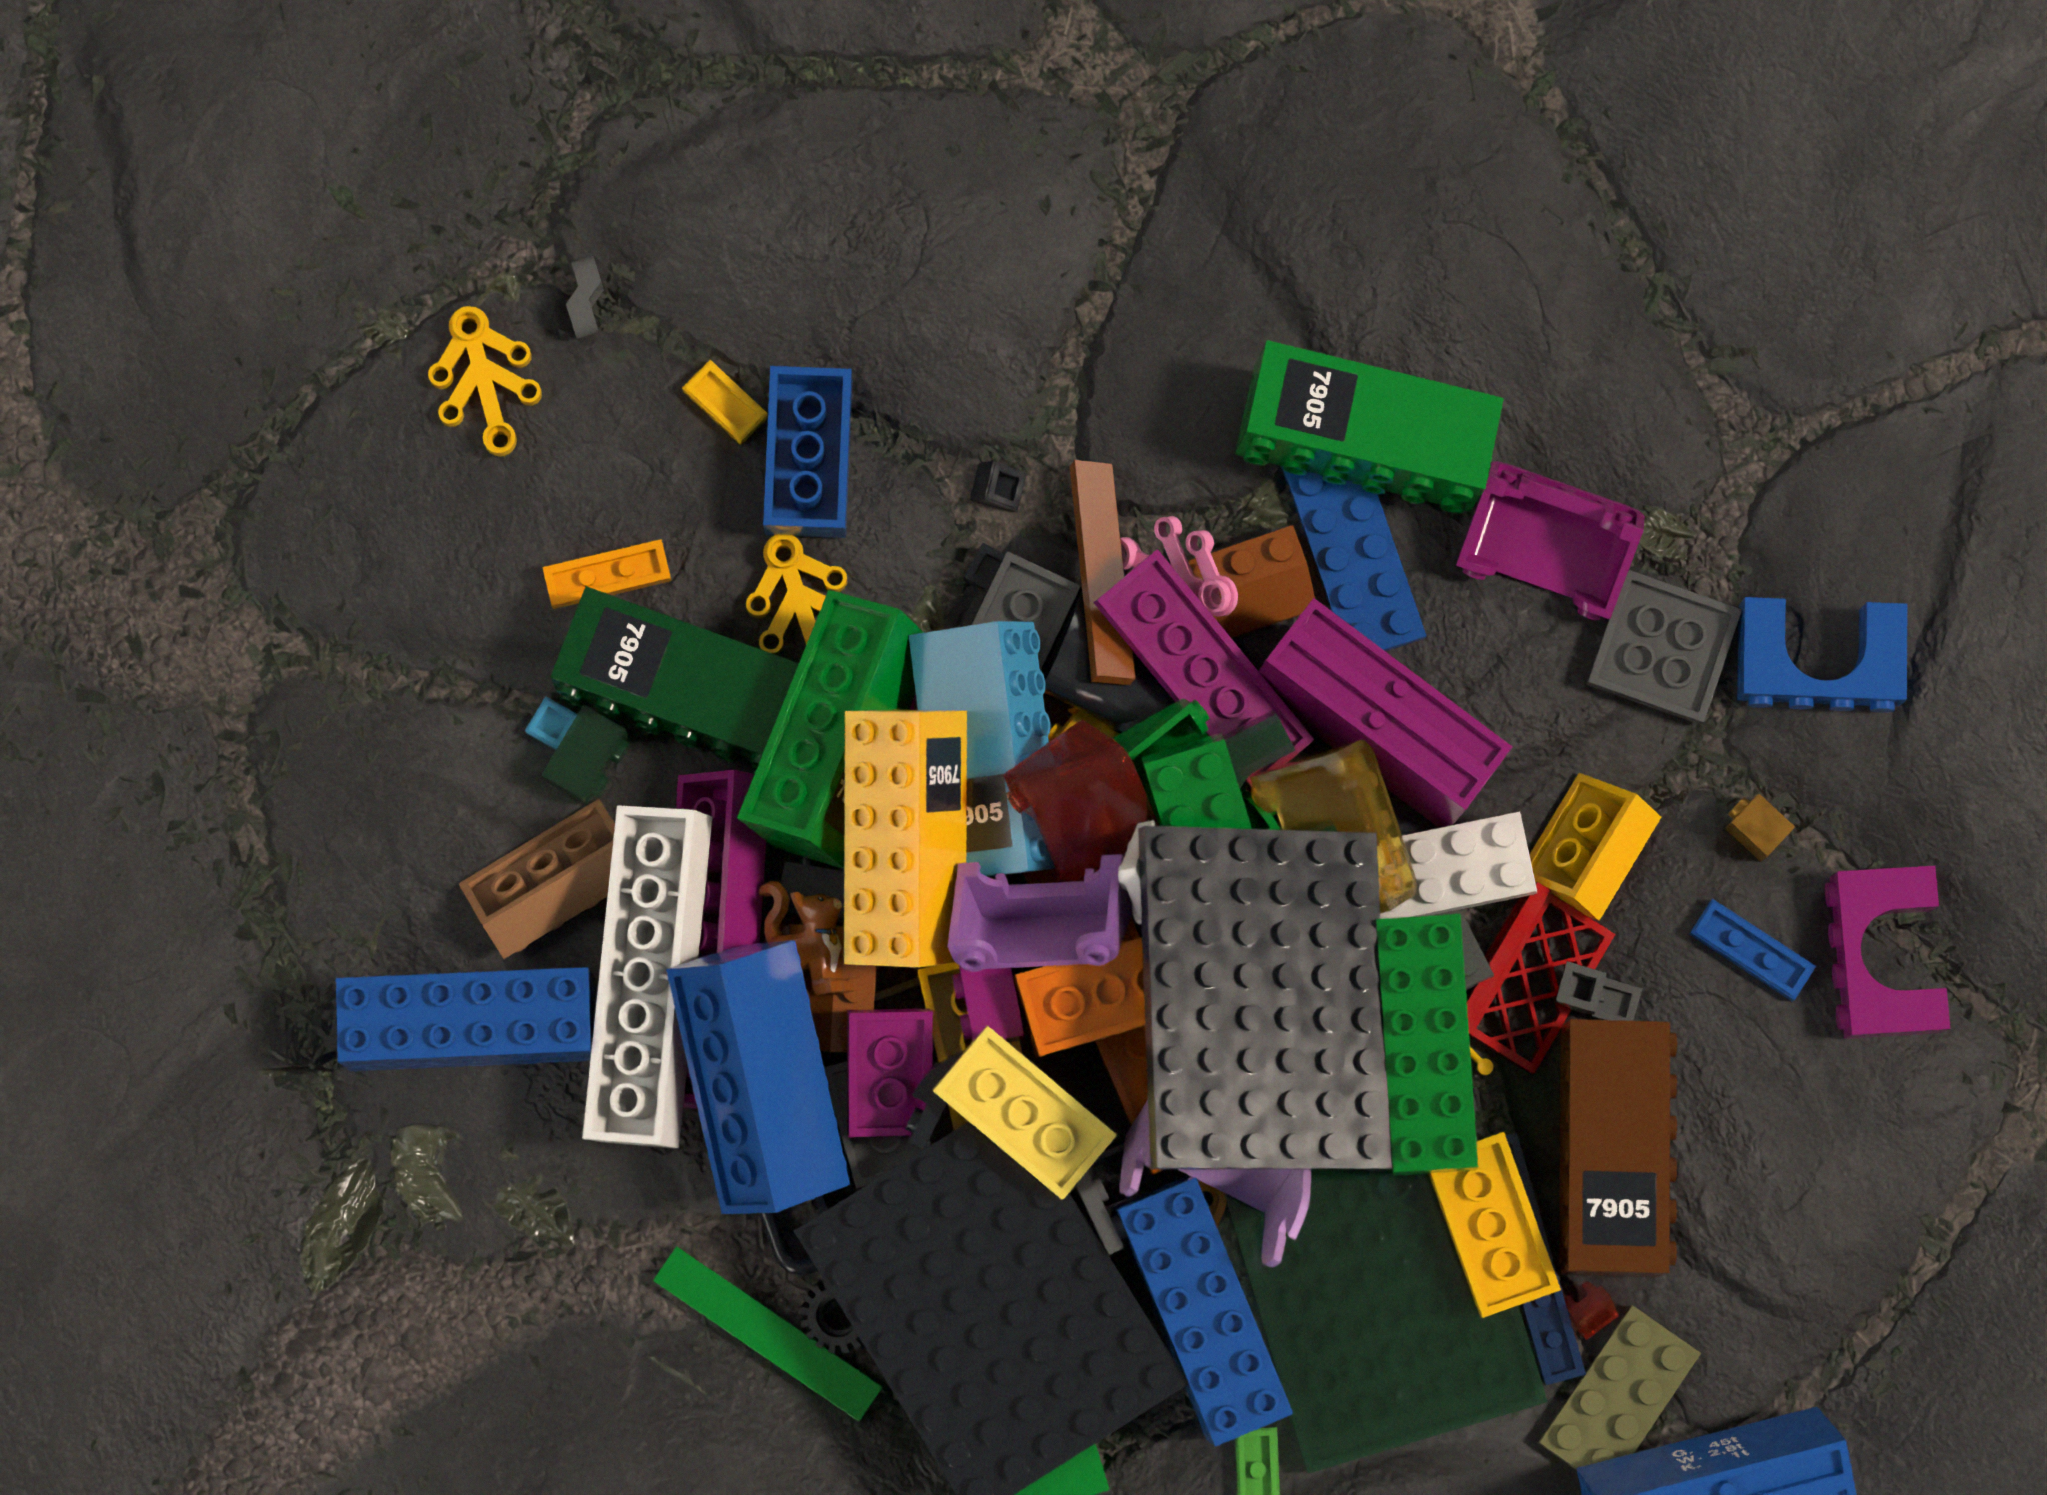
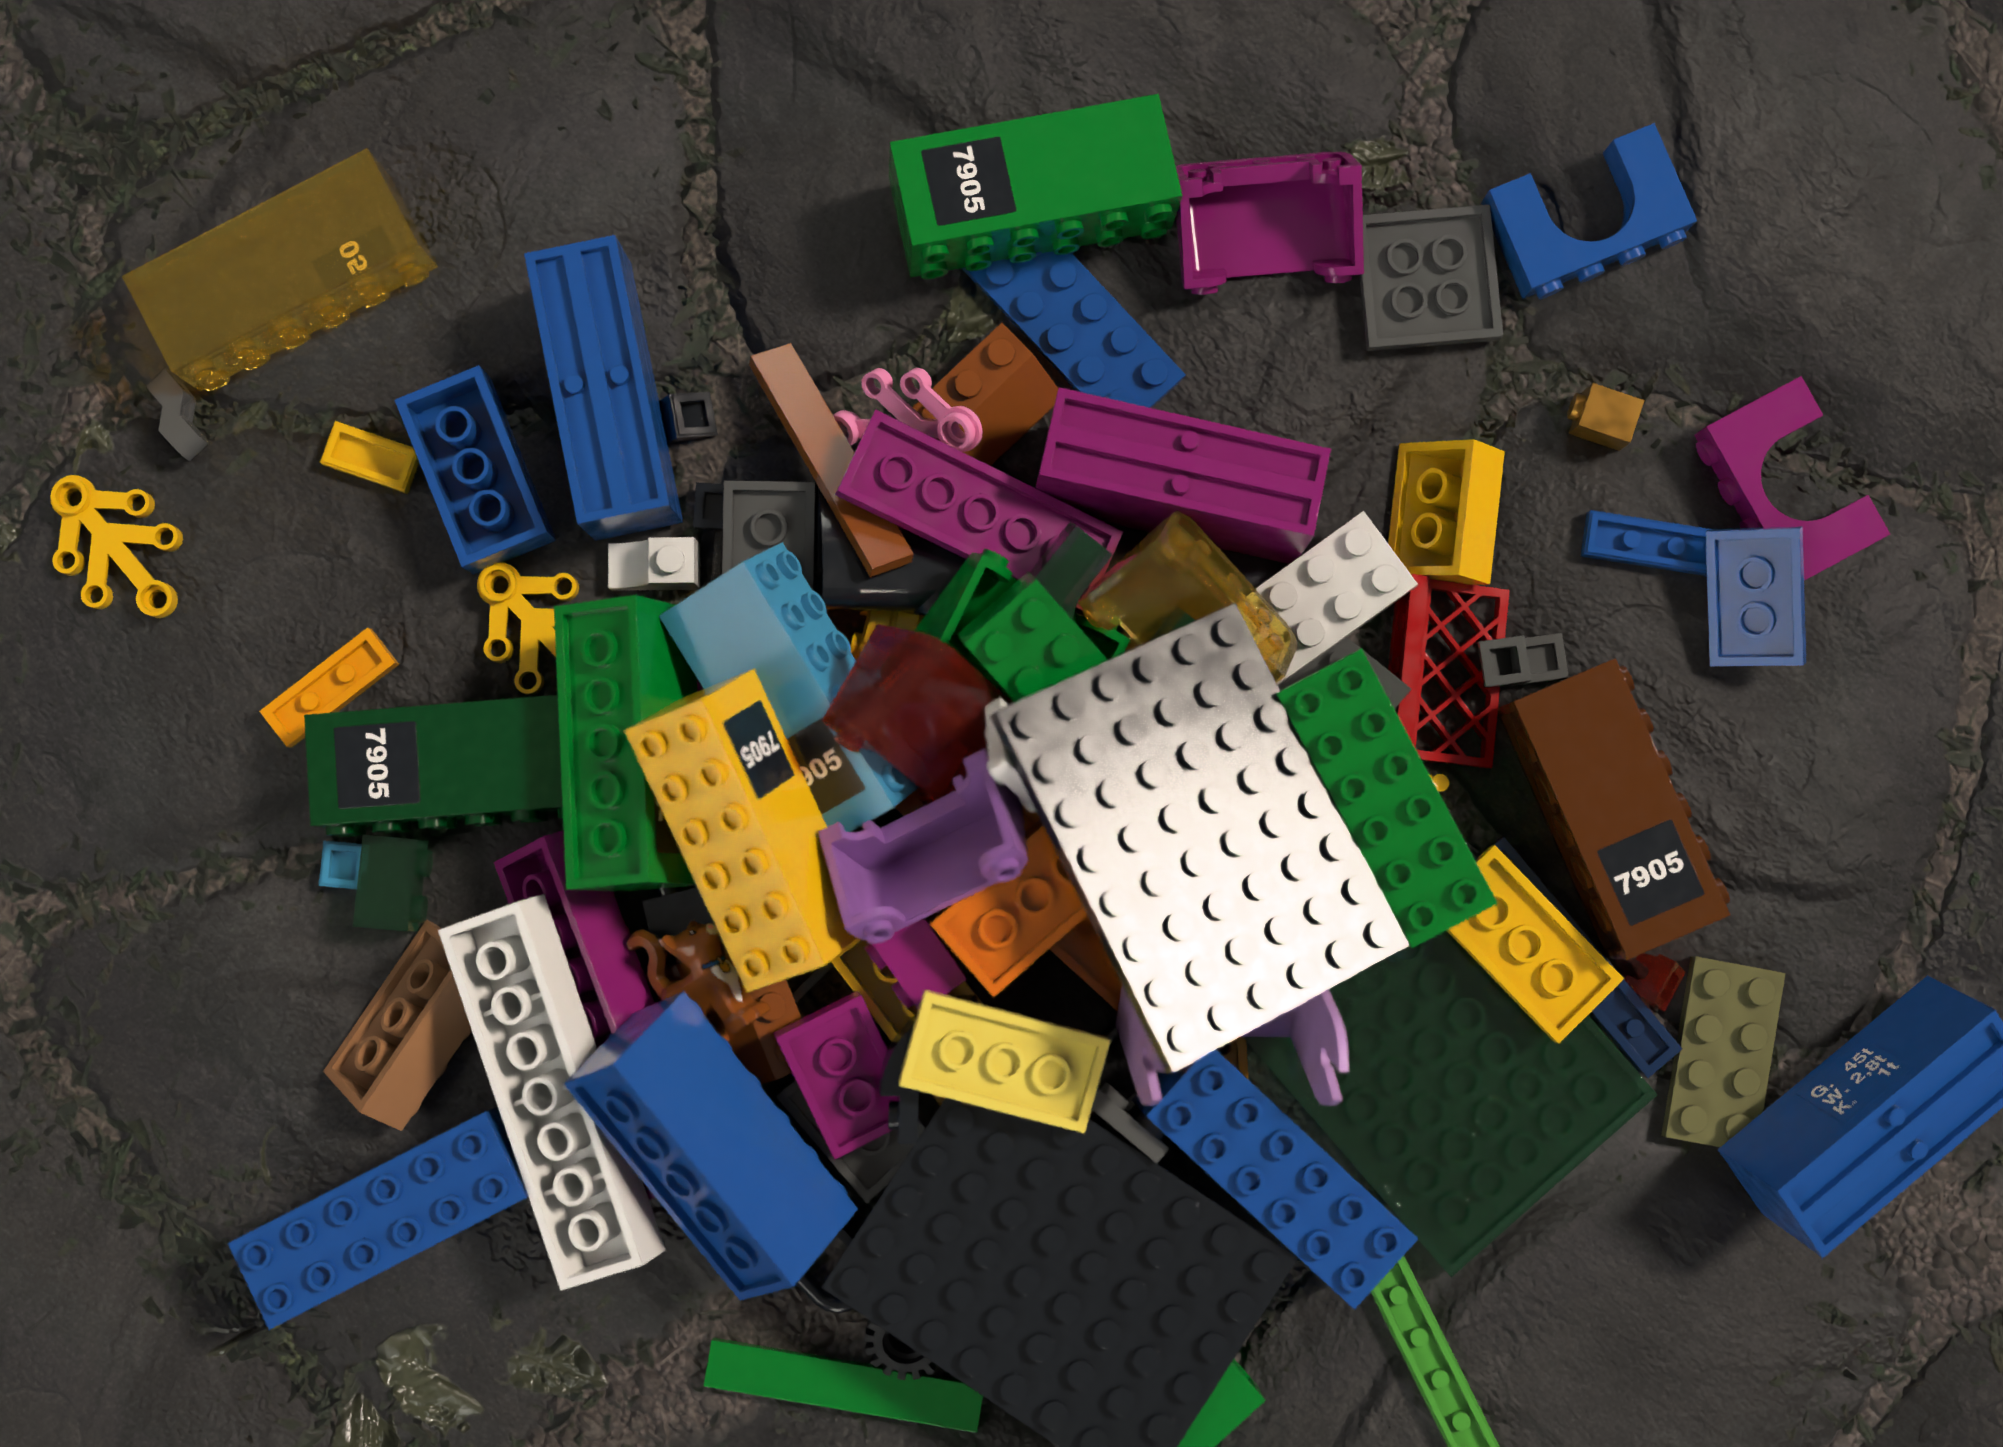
camera: 20 degrees left, 5 degrees up
(724, 222) = (280, 272): none -> clear yellow brick
(918, 594) = (655, 564): none -> white arch
(943, 434) = (603, 388): none -> blue brick
(1814, 1029) = (1756, 596): none -> blue plate

